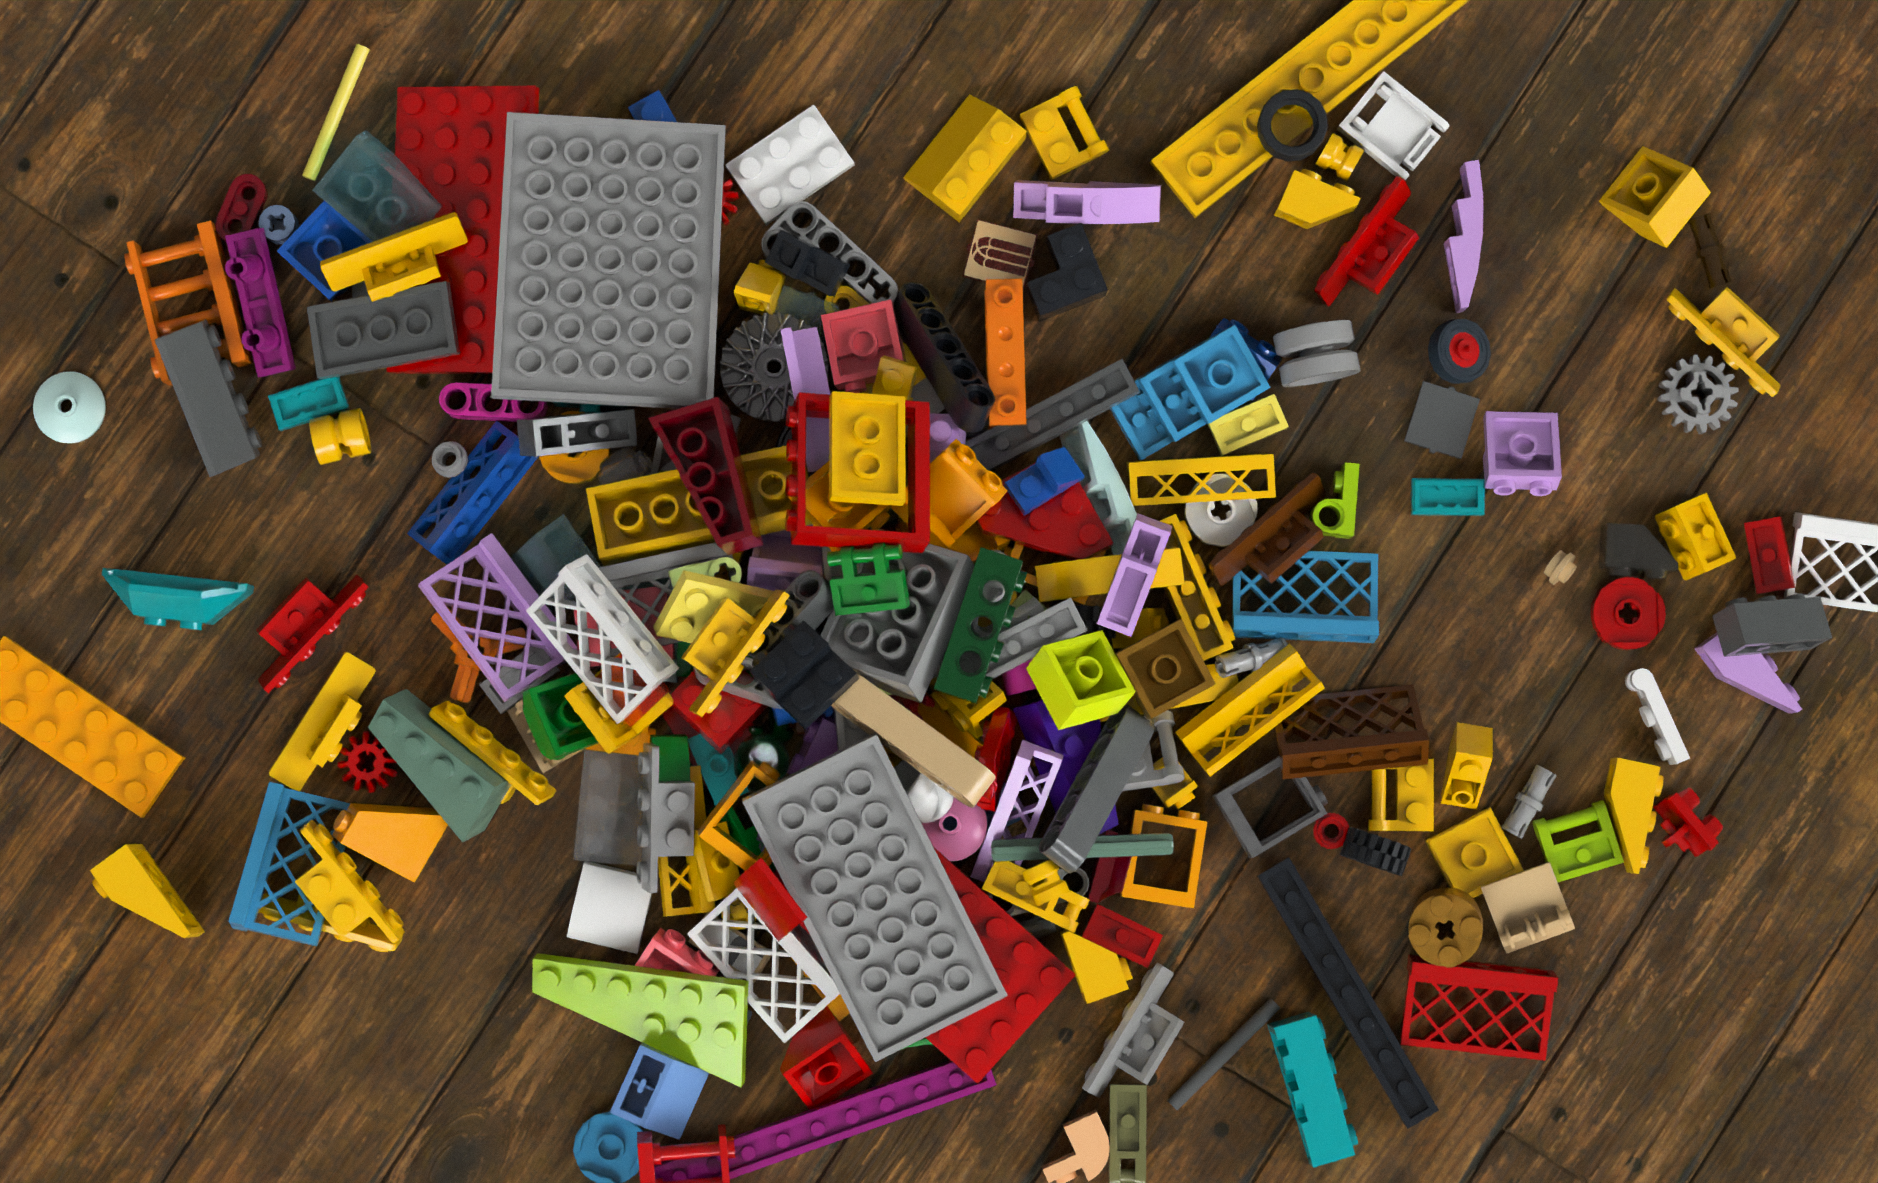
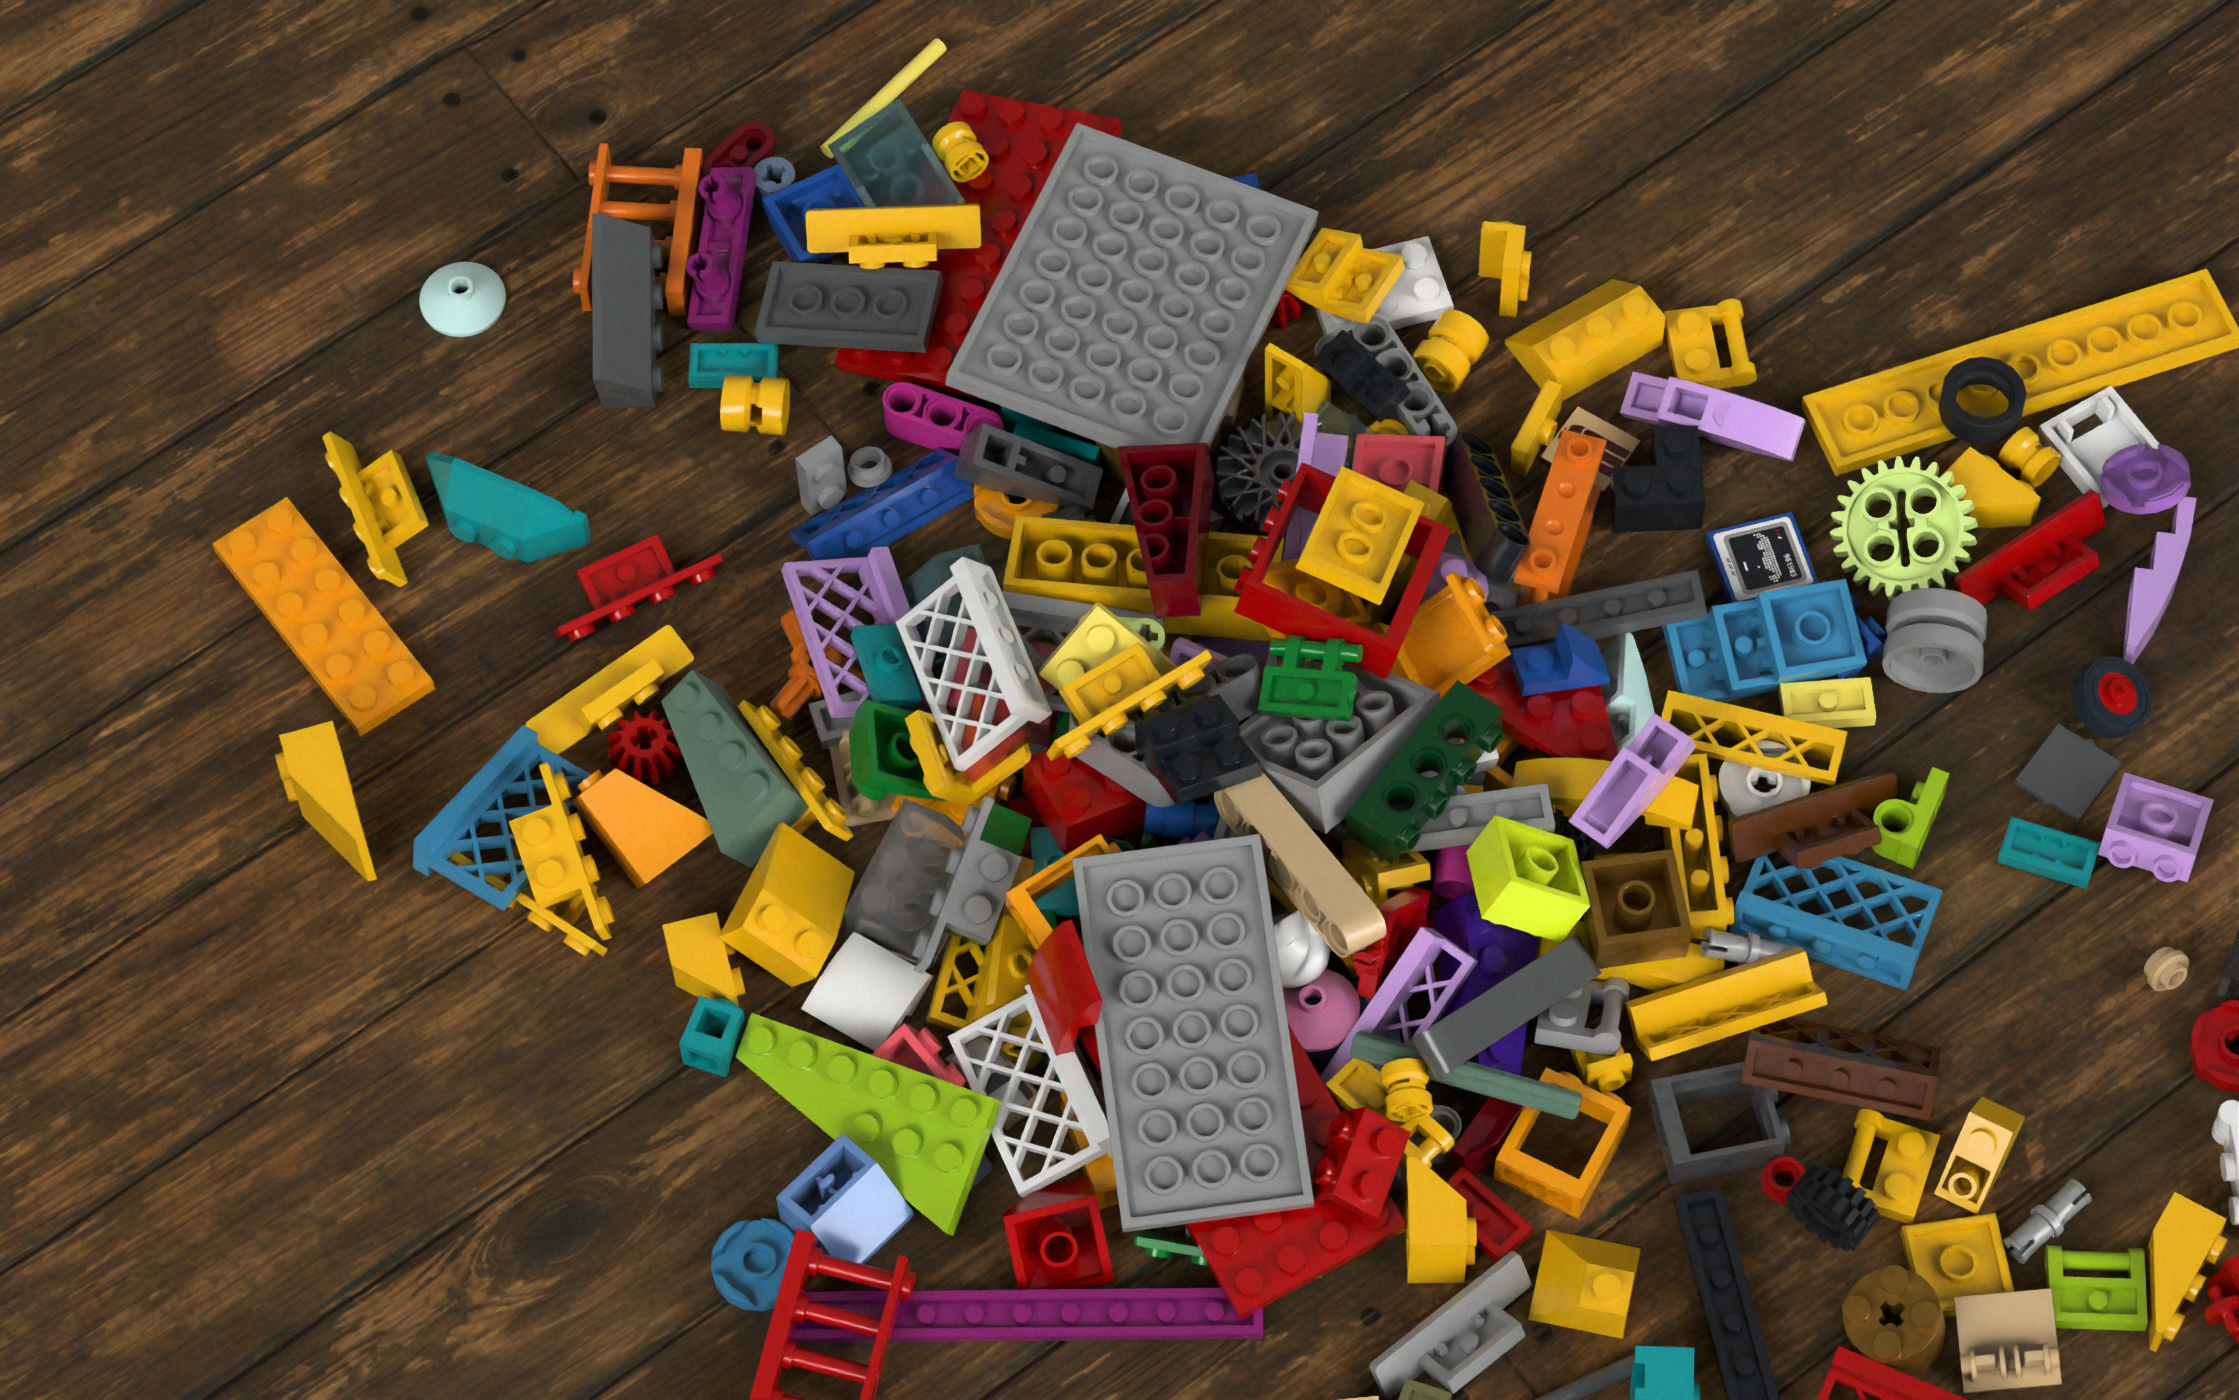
camera: 25 degrees right, 25 degrees down
(78, 619) = (381, 503): none -> yellow bracket
(418, 489) = (821, 476): none -> light grey plate
(420, 160) = (959, 150): none -> yellow wheel
(478, 925) = (701, 958): none -> yellow slope
(500, 993) = (699, 1045): none -> teal brick
(528, 643) = (886, 665): none -> teal plate
(531, 862) = (790, 908): none -> yellow slope
(763, 172) = (1344, 276): none -> yellow slope
(865, 209) = (1452, 347): none -> yellow wheel
(880, 107) = (1504, 258): none -> yellow bracket
(956, 255) = (1537, 428): none -> yellow plate
(1028, 949) = (1360, 1161): none -> red bracket
(1162, 314) = (1760, 557): none -> tile
(1213, 960) = (1584, 1284): none -> yellow slope
(1294, 247) = (1864, 533): none -> yellowish green gear
(1434, 153) = (2145, 479): none -> medium lavender tile

